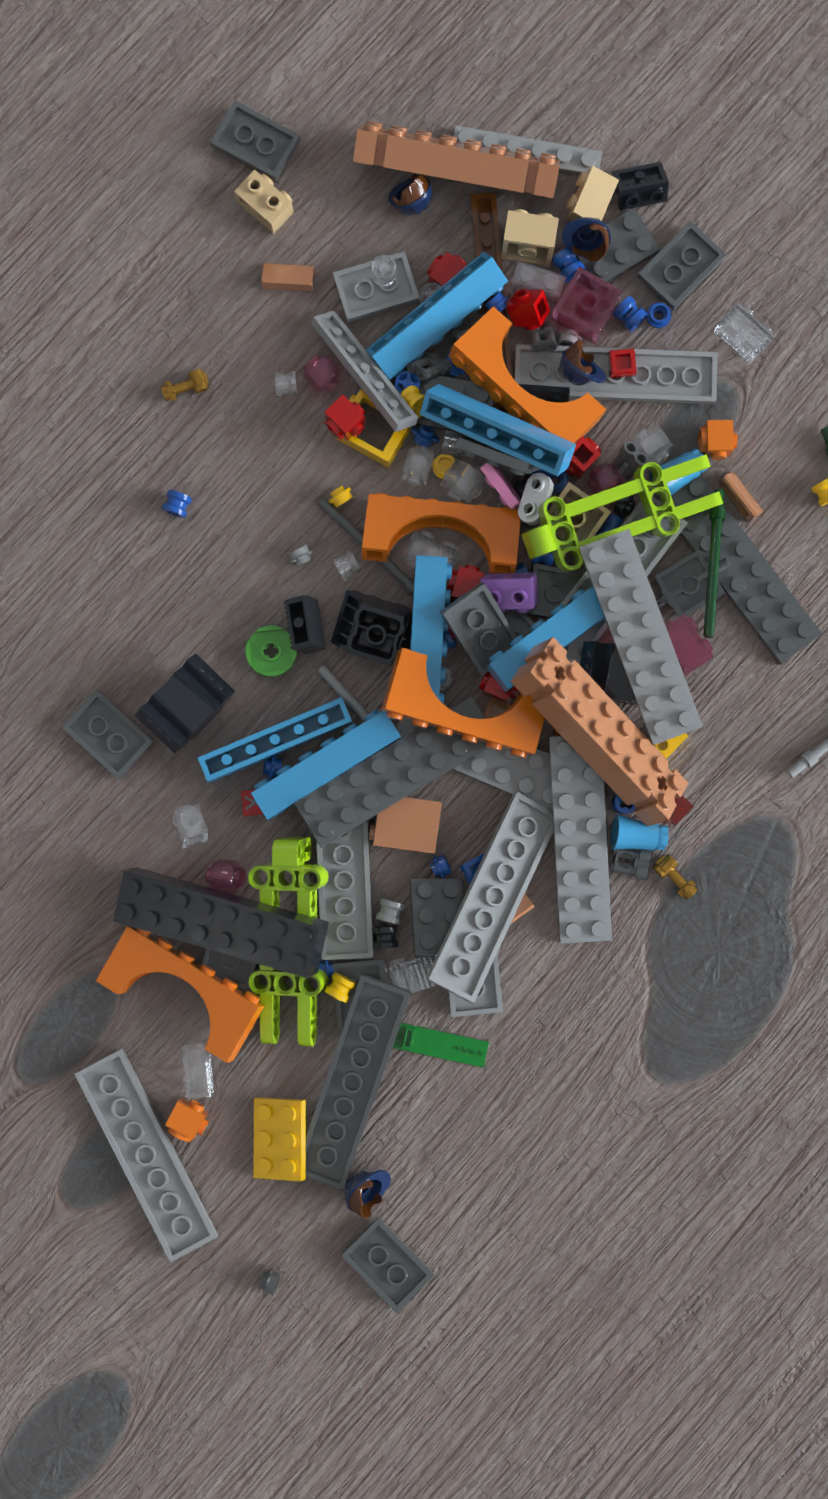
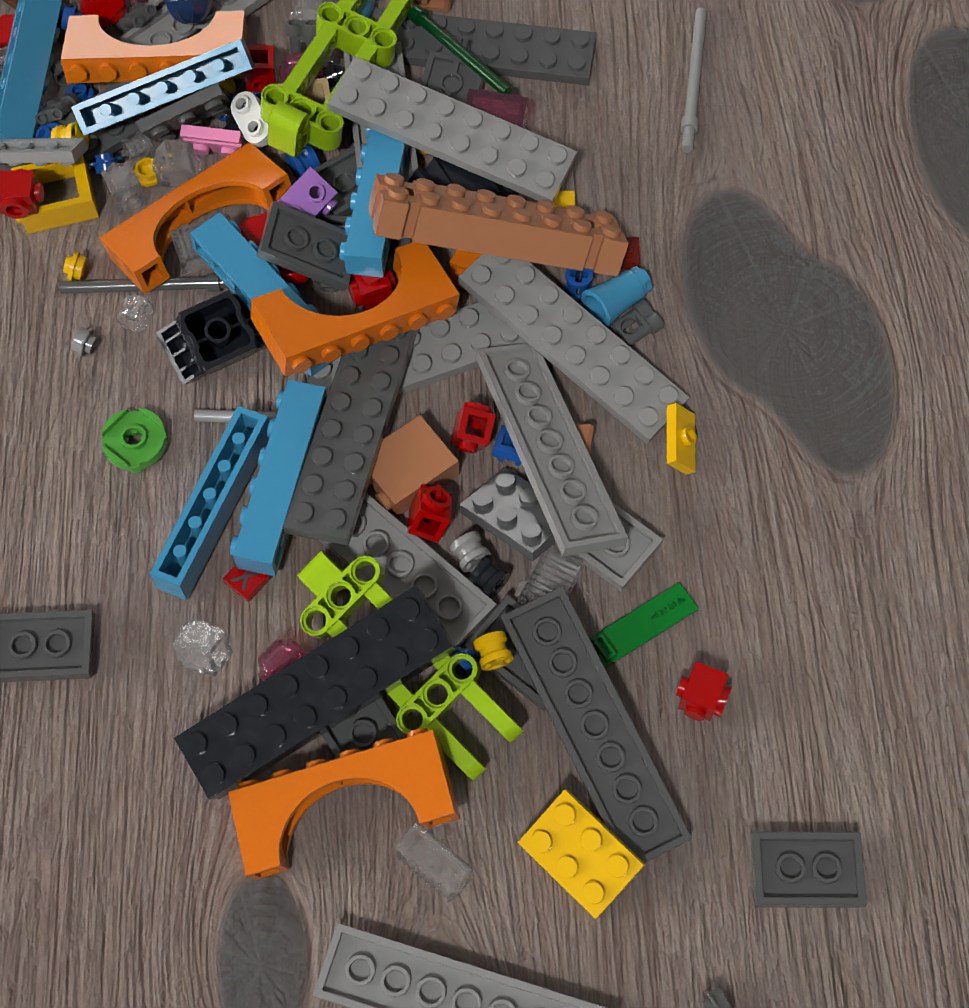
camera: 40 degrees left, 20 degrees down
(185, 703) = (92, 542): black slope -> none
(187, 1120) = (473, 926): orange brick -> none
(271, 767) = (230, 528): blue plate -> none
(304, 624) = (143, 386): black brick -> none
(365, 1191) = (712, 817): dark blue piece -> none
(388, 868) = (430, 512): none -> red brick
(432, 1119) = (703, 692): none -> red brick
(440, 866) = (475, 474): blue plate -> none
(465, 839) = (473, 427): none -> red brick
(578, 961) = (681, 439): none -> yellow plate
(665, 867) = (668, 301): pearl gold bar -> none

